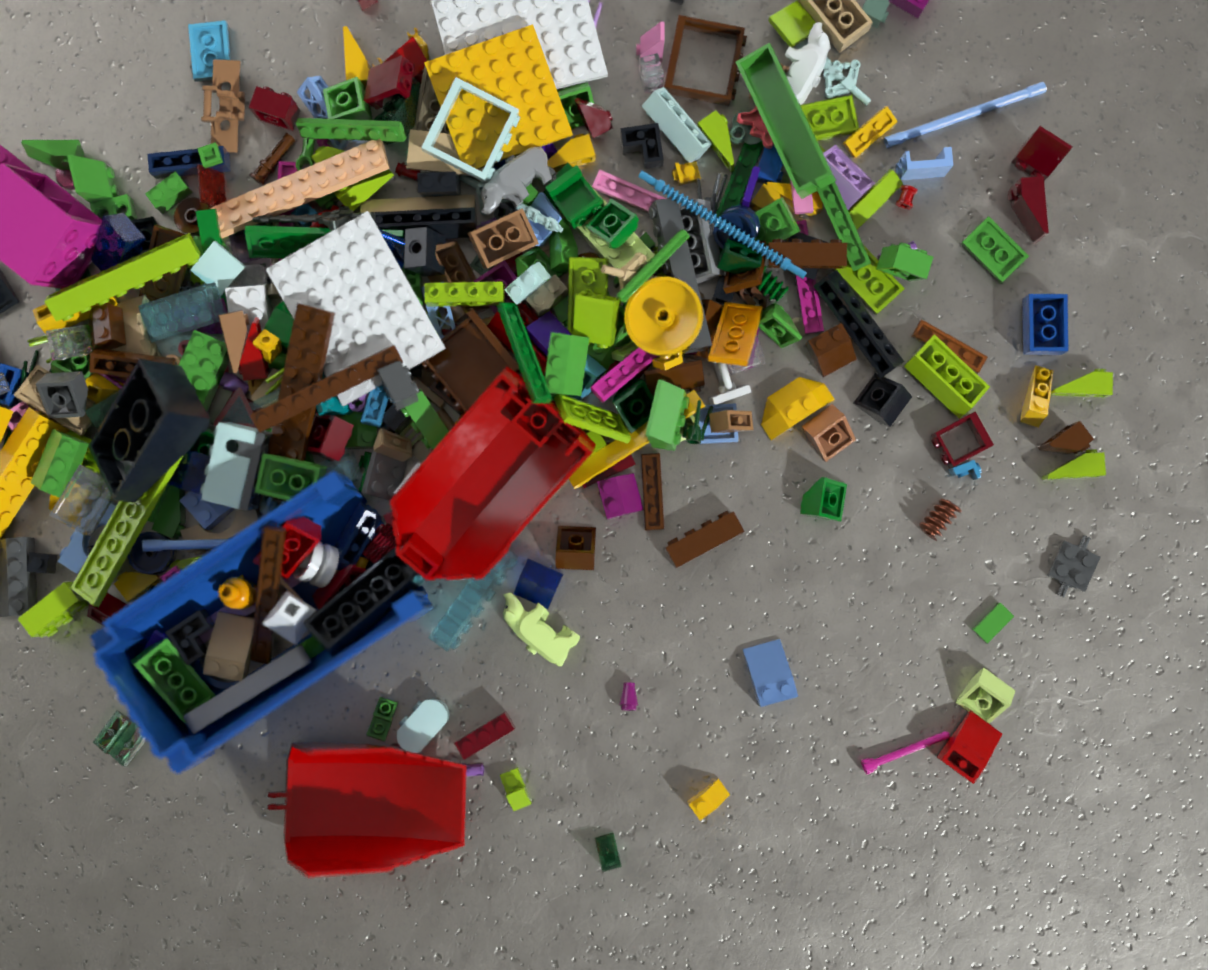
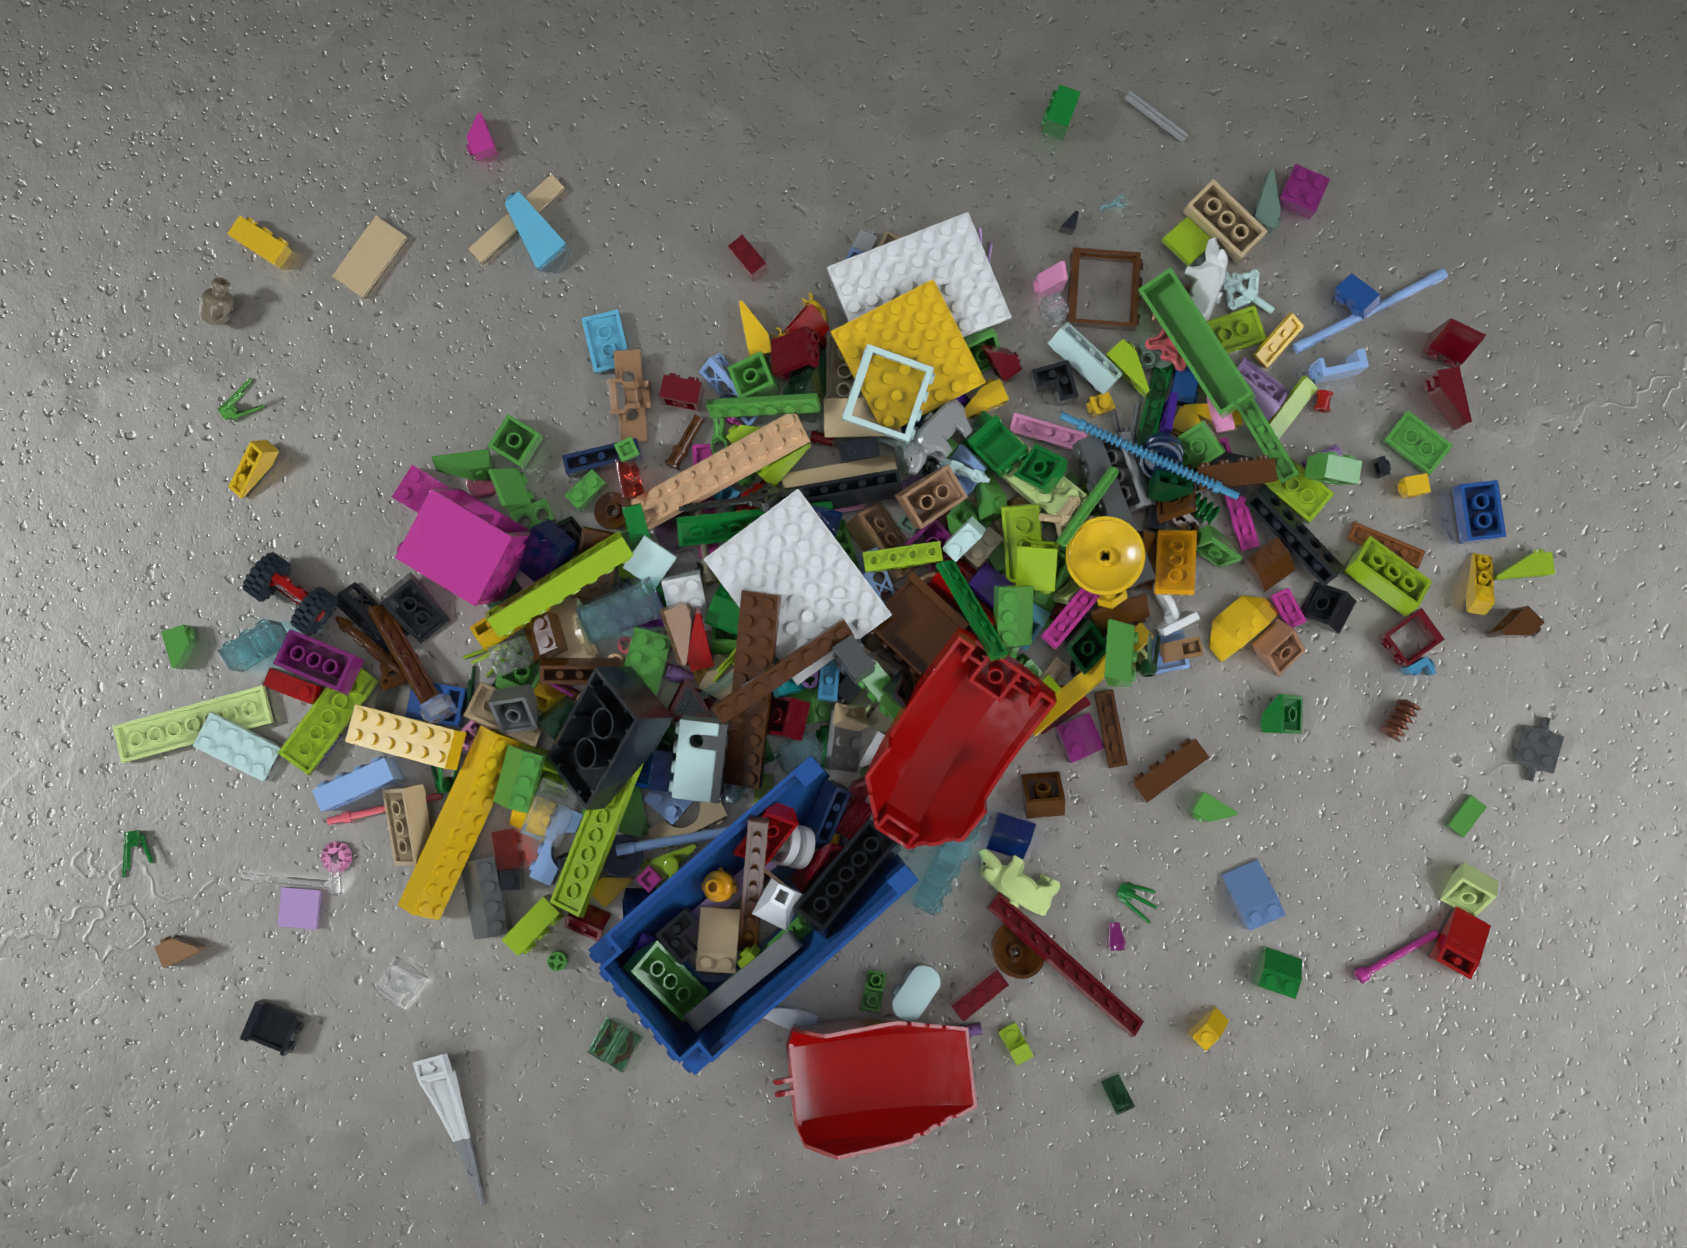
camera: 10 degrees left, 0 degrees up
(42, 533) = (508, 849): none -> clear red brick
(72, 650) = (555, 962): none -> bright green wheel
(106, 136) = (515, 441): none -> bright green brick
(257, 664) = (747, 955): none -> lime plate
(269, 344) = (714, 633): yellow bracket -> none
(286, 477) = (756, 765): bright green slope -> none
(293, 732) = (788, 1015): none -> white slope
(425, 261) = (861, 529): black piece -> none
(442, 420) = (899, 688): none -> black slope
(539, 696) = (1025, 960): none -> reddish brown dish
(574, 717) = (1065, 964): none -> dark red plate
(592, 418) = (1046, 665): lime tile -> none
(645, 654) = (1127, 892): none -> green plant
(738, 582) = (1210, 809): none -> bright green slope
(785, 753) = (1279, 972): none -> green slope
(844, 395) = (1288, 608): none -> dark pink plate
(953, 97) = (1357, 296): none -> blue brick
(955, 268) = (1381, 467): none -> black plate
(984, 291) = (1414, 486): none -> yellow brick
(1082, 466) = (1532, 648): lime slope -> none

